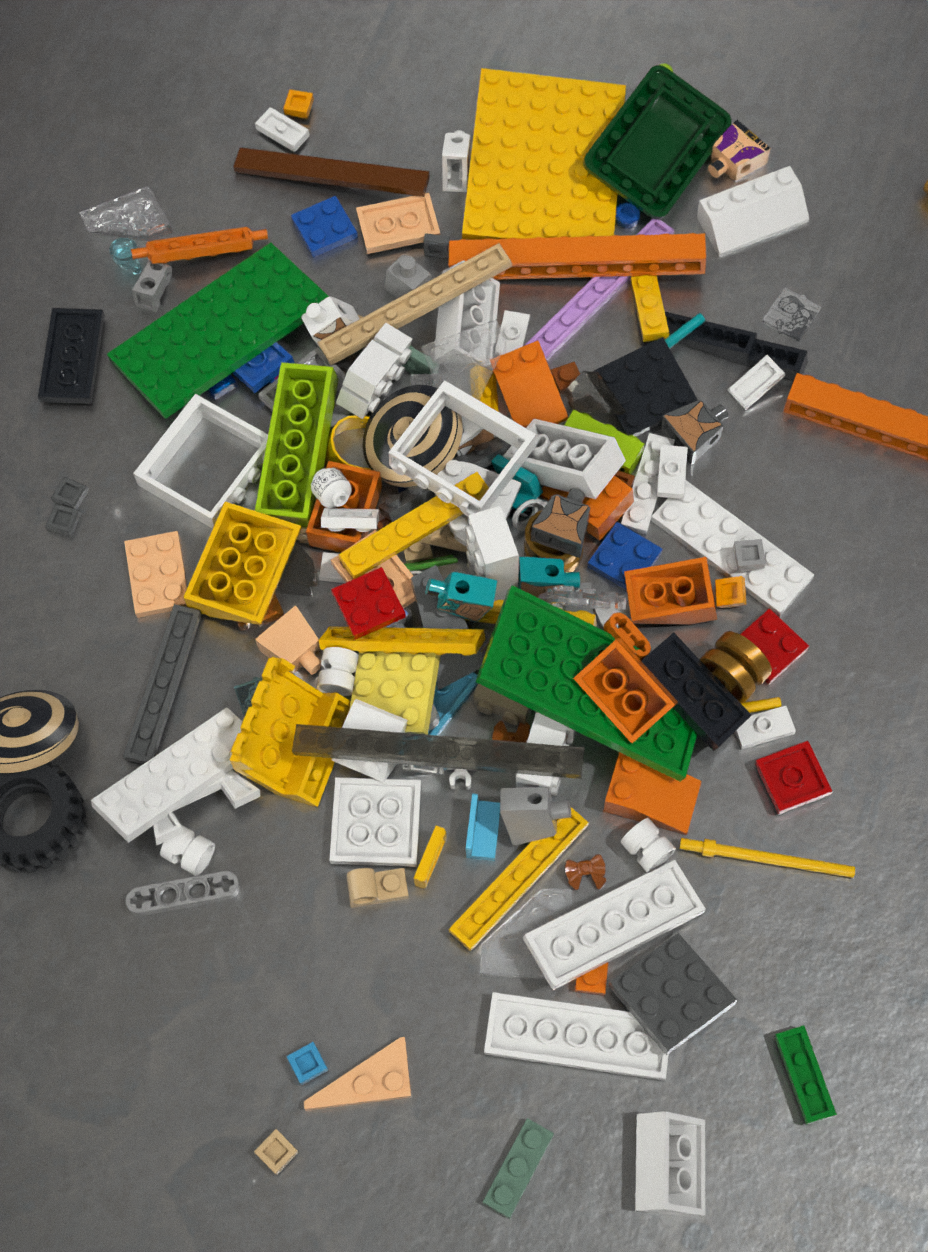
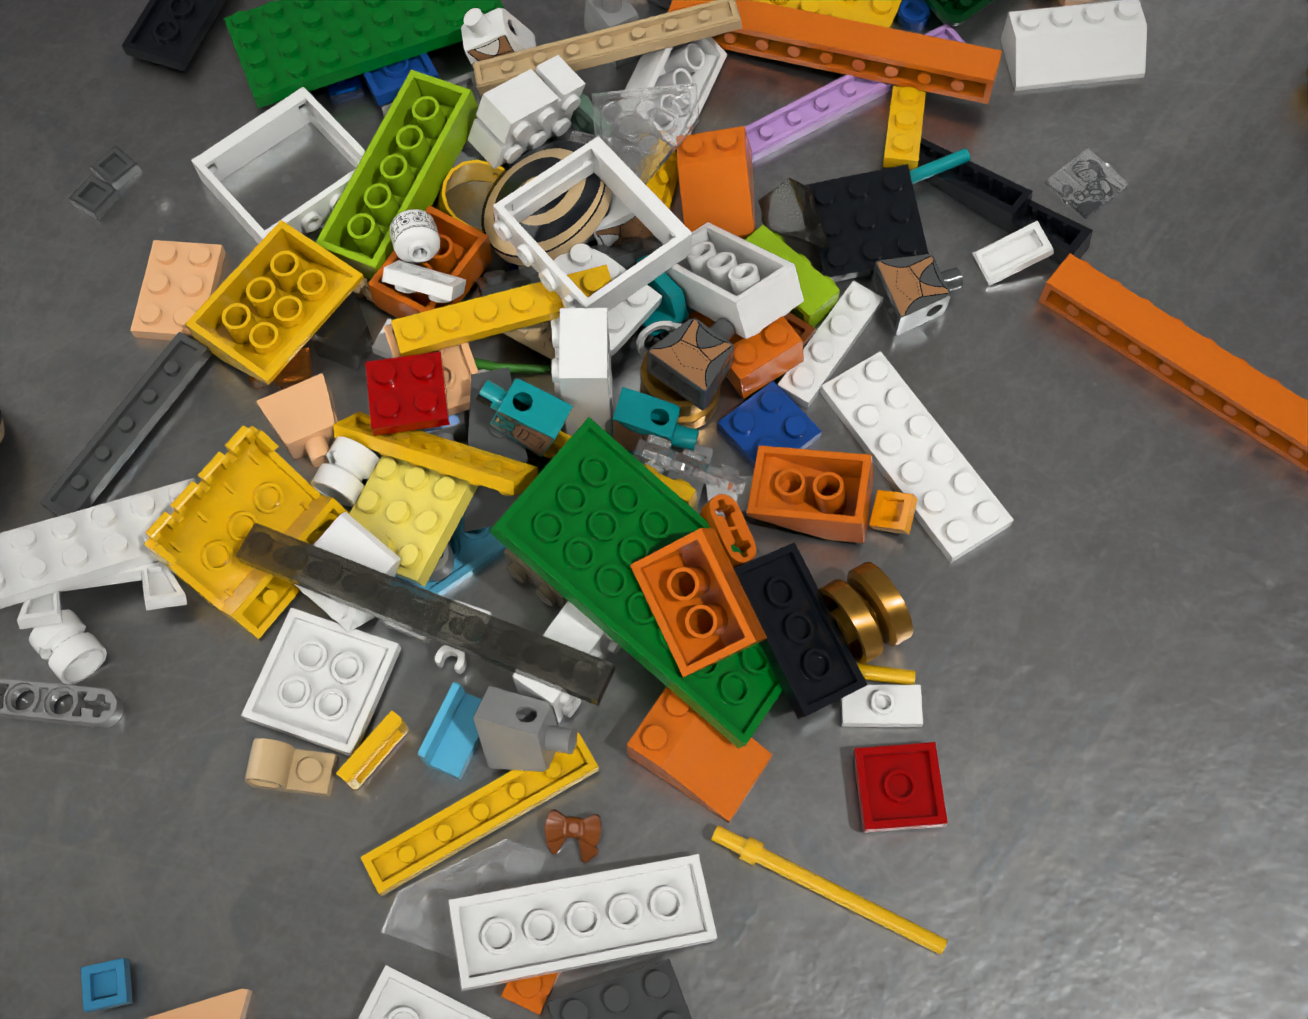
camera: 15 degrees right, 0 degrees up
(418, 552) = (505, 349): tan plate -> none
(501, 733) = (529, 617): dark orange piece -> none
(514, 330) = (723, 112): white plate -> none
(565, 375) = (766, 181): dark orange plate -> none
(647, 845) = (666, 820): white wheel -> none
(672, 471) = (864, 335): white plate -> none
(749, 554) = (932, 469): light grey plate -> none
(776, 642) = (932, 596): red plate -> none

